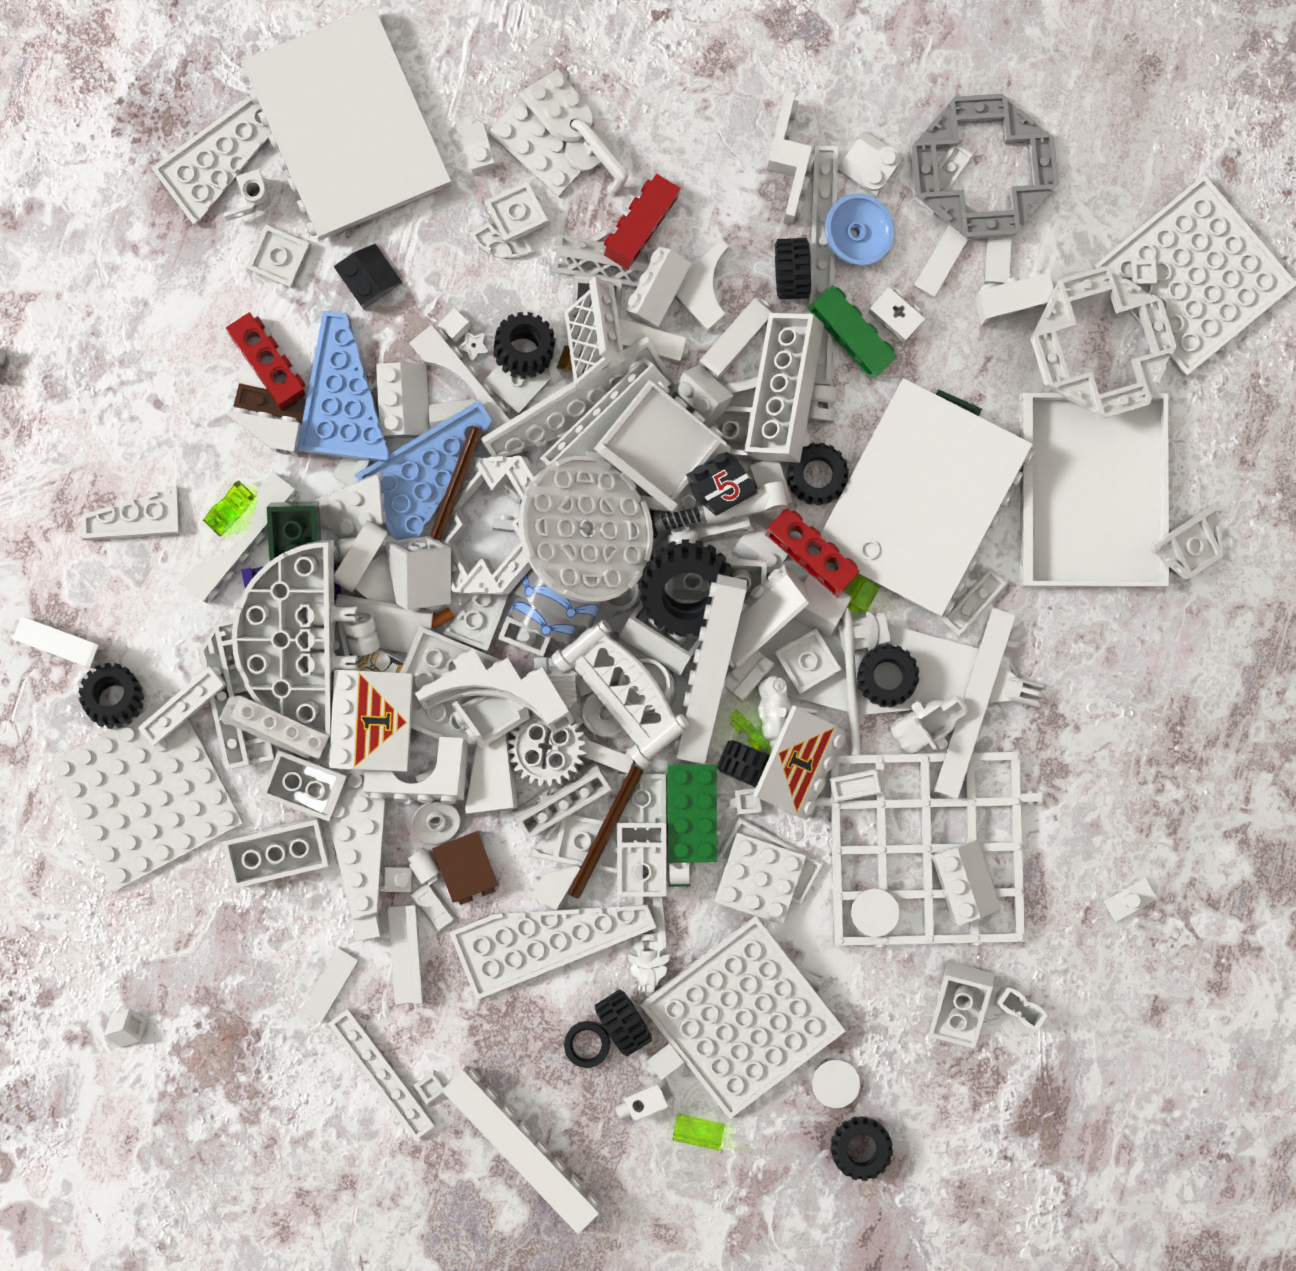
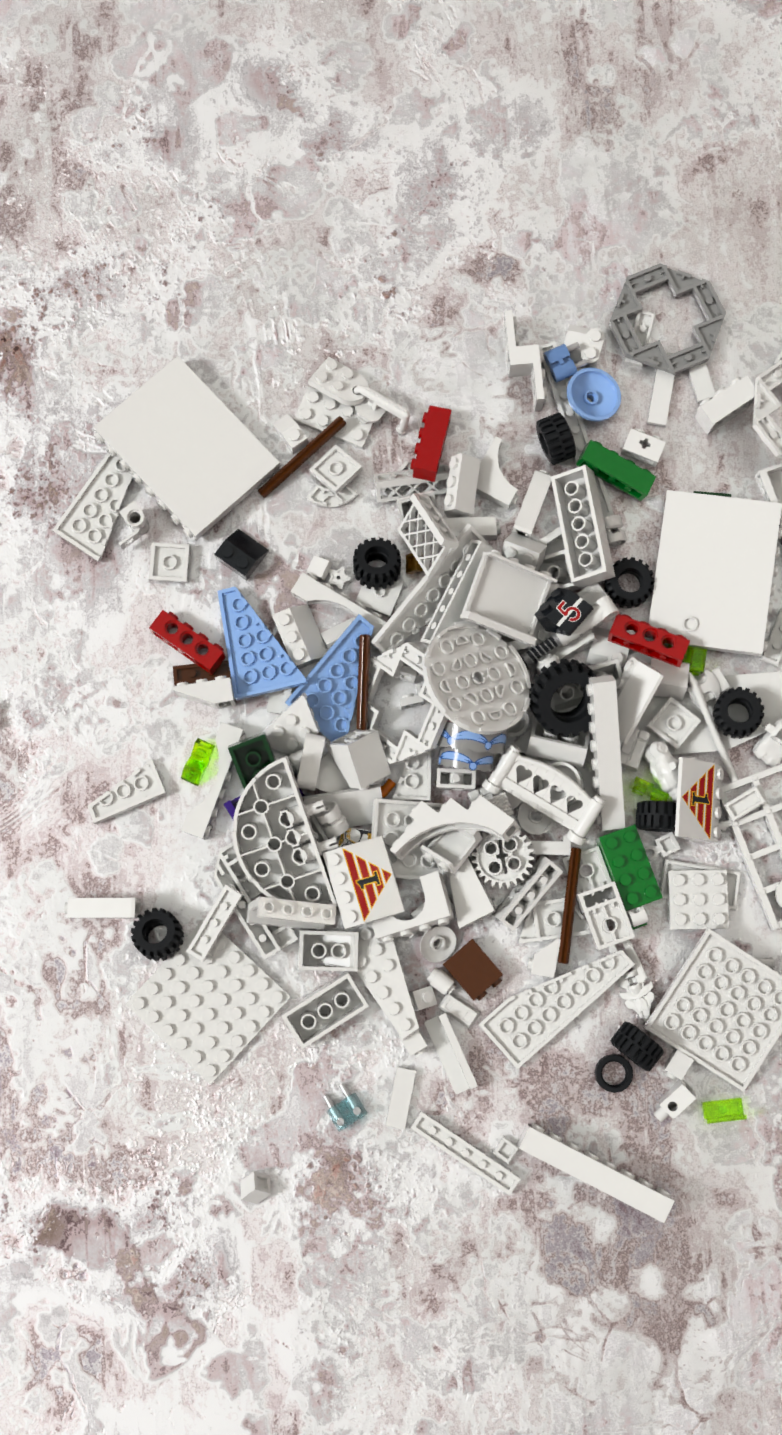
camera: 20 degrees left, 5 degrees down
(260, 978) = (346, 1111): none -> clear light blue piece
(481, 182) = (302, 456): none -> reddish brown axle
(833, 176) = (560, 363): none -> medium blue piece

